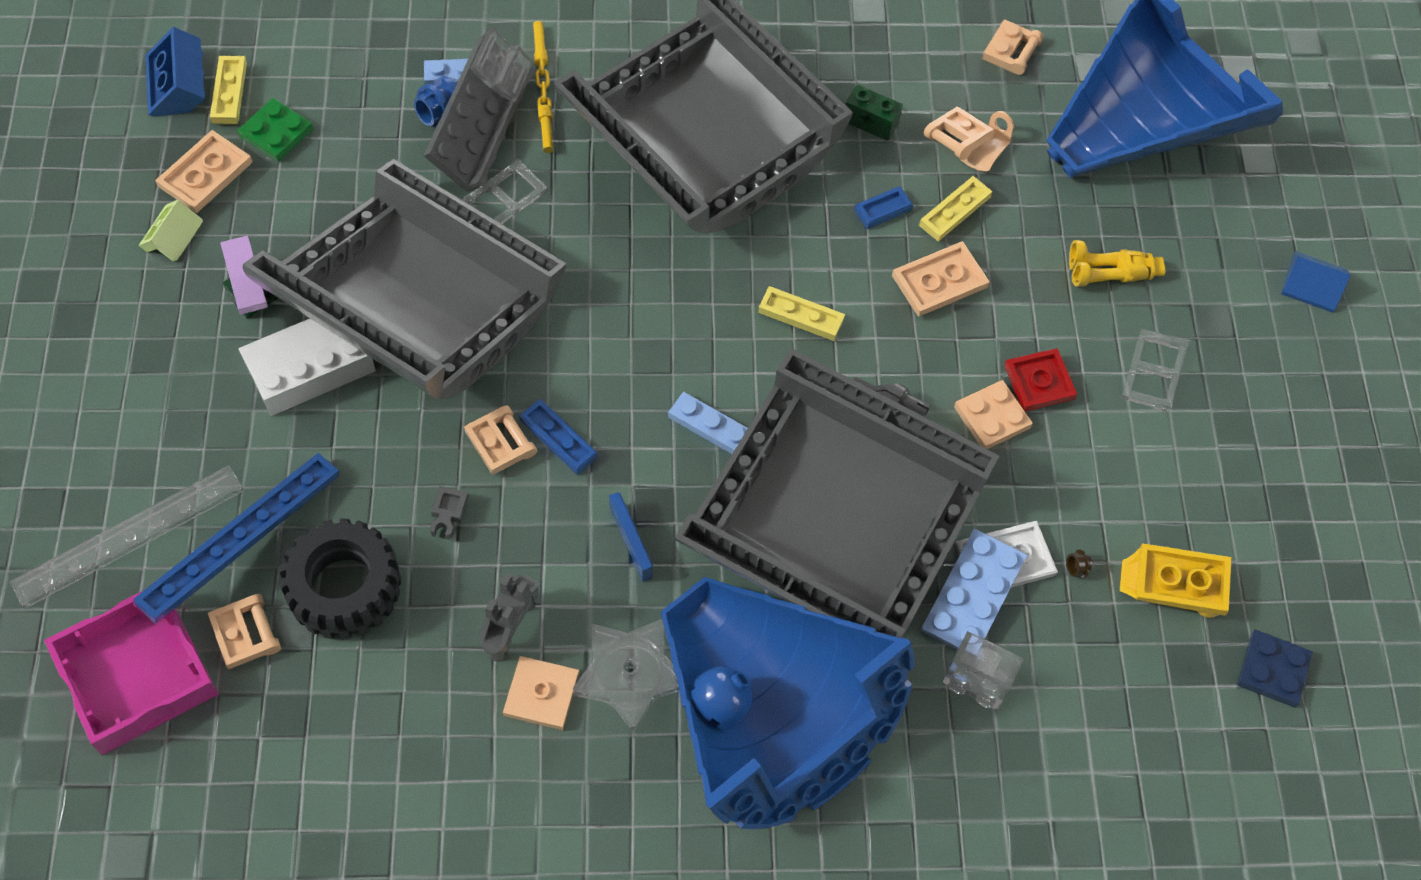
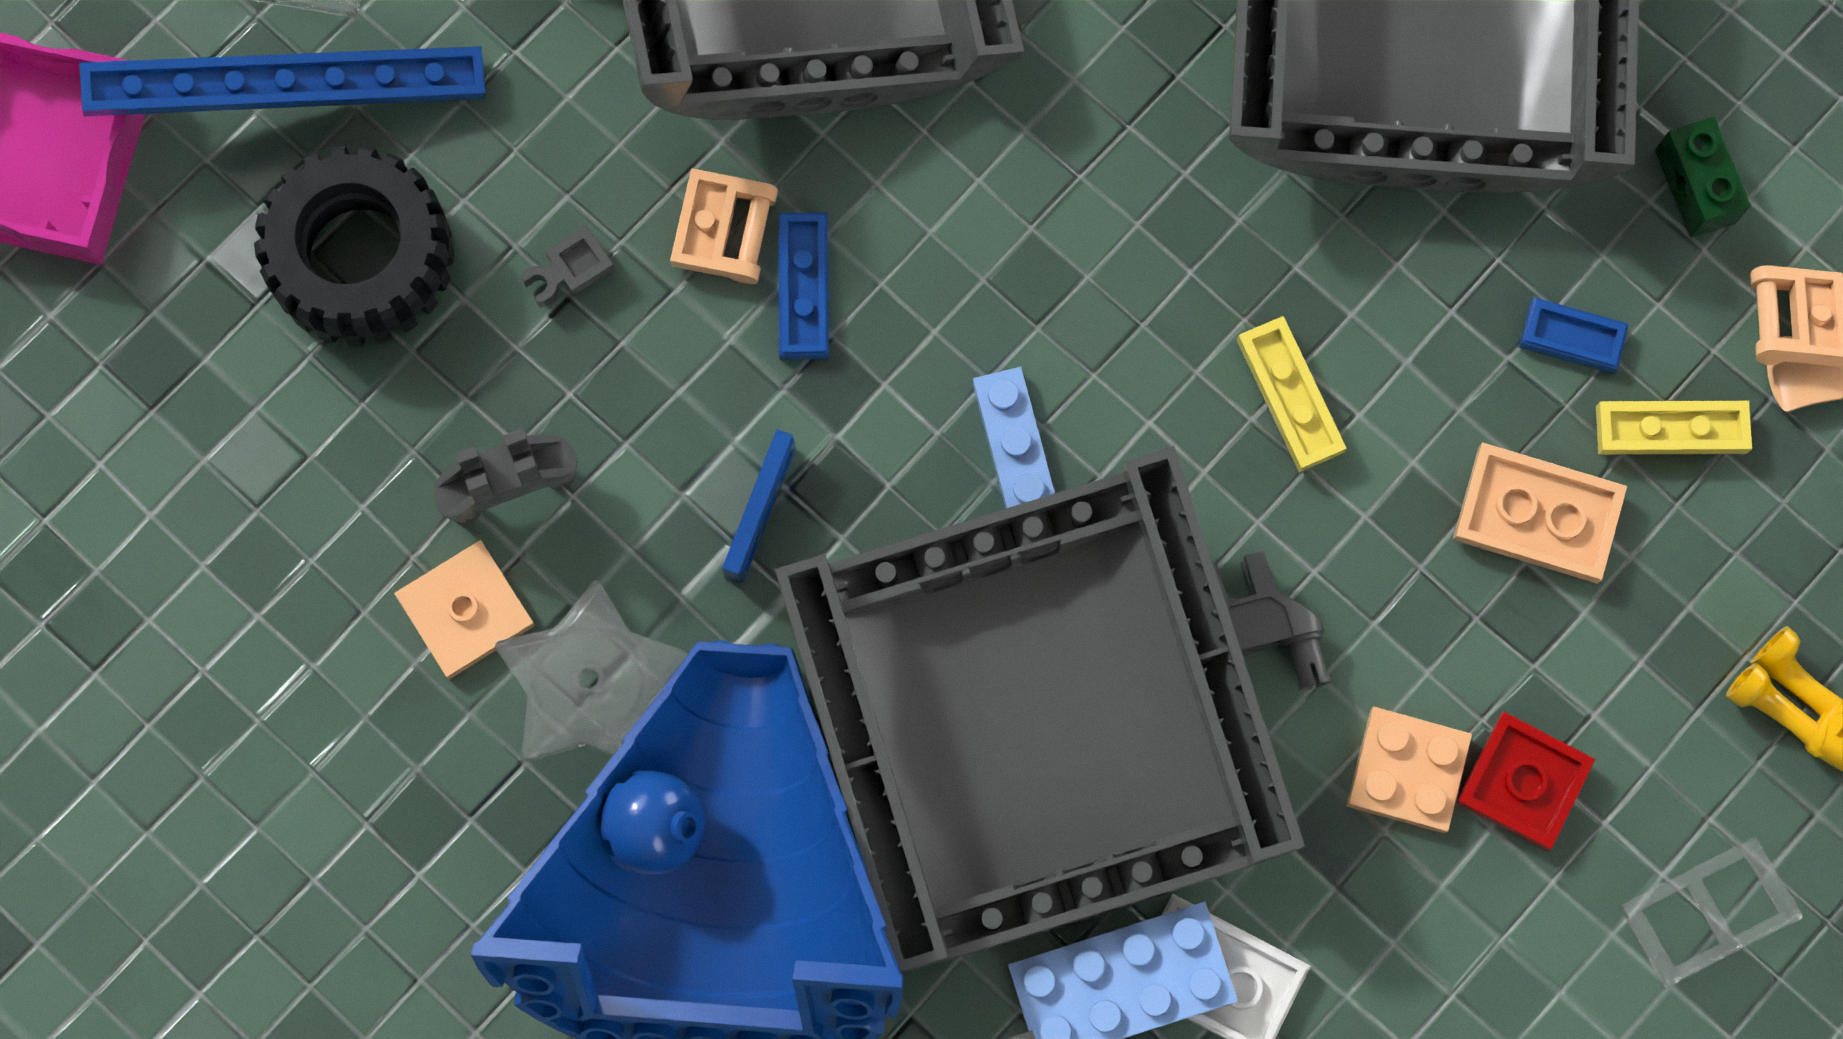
camera: 45 degrees right, 15 degrees up
(234, 635) = (177, 205): light nougat plate -> none

